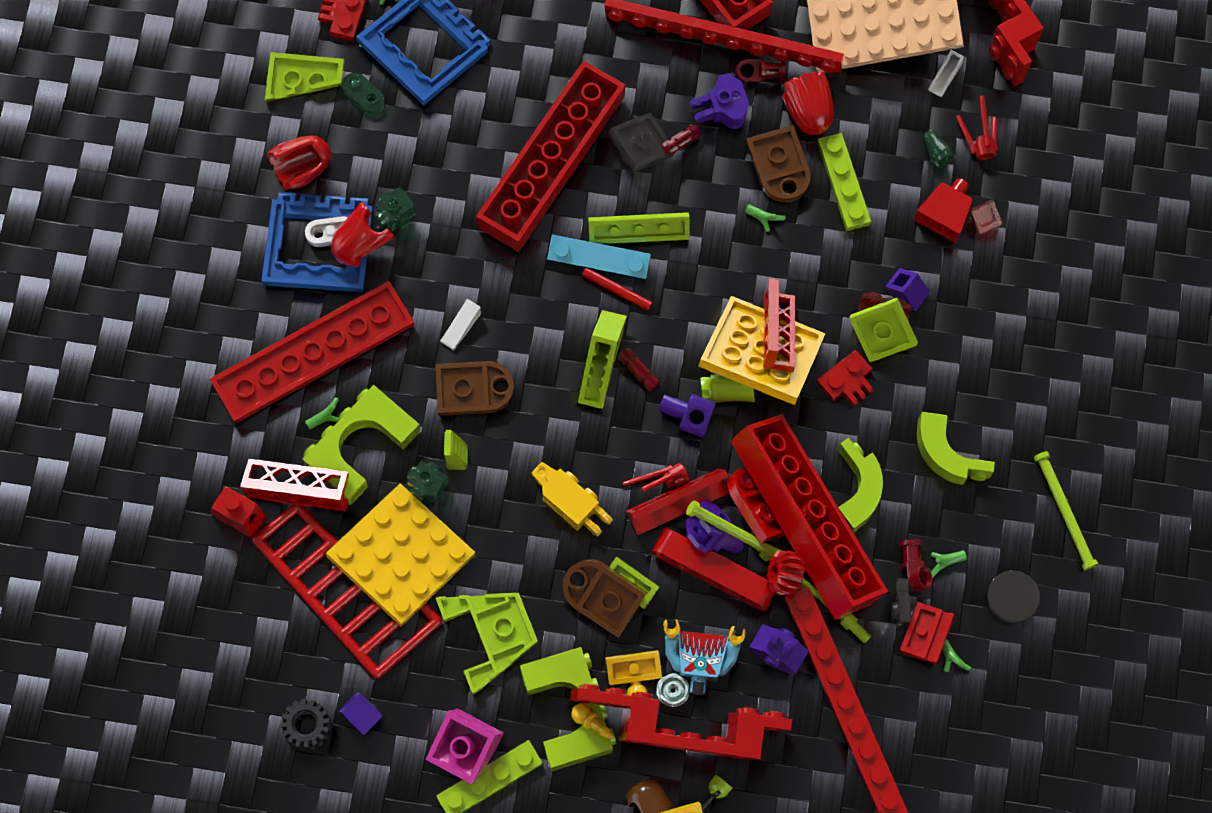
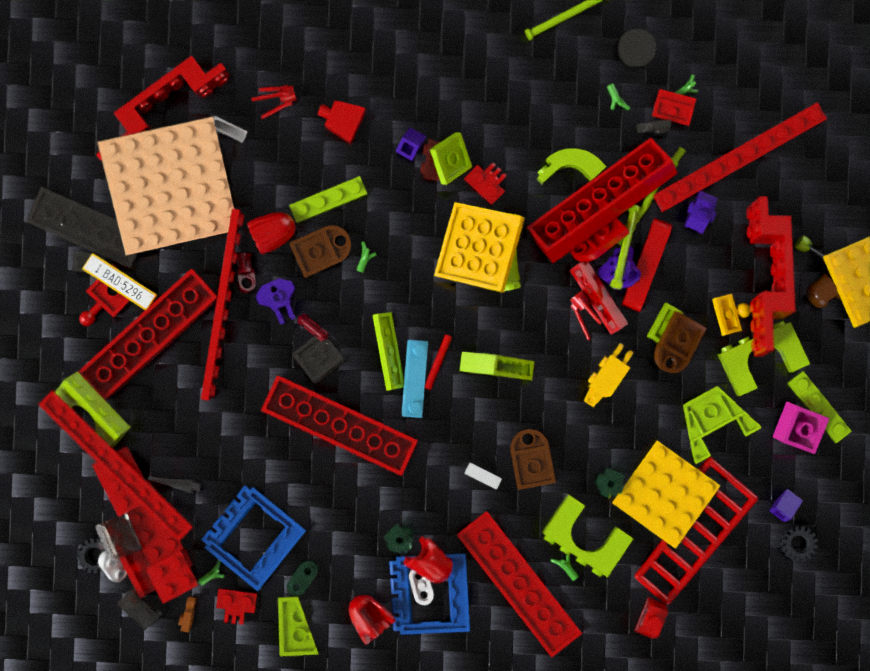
camera: 90 degrees left, 15 degrees up
(295, 493) = (633, 583): fence -> none
(455, 451) = (585, 465): lime slope -> none
(584, 715) = (778, 335): yellow bar -> none
(638, 369) = (500, 338): dark red axle -> none
(681, 690) = (745, 284): light aqua plate -> none
(683, 411) = (529, 299): dark purple piece -> none
(701, 655) = (712, 267): torso -> none
(773, 330) = (461, 240): fence -> none
(785, 572) = (649, 212): red gear -> none
(915, 566) = (625, 120): dark red connector -> none
(938, 149) = (293, 130): clear green cone -> none
(941, 457) = (531, 114): lime arch -> none
(985, 216) = (345, 89): clear red plate -> none

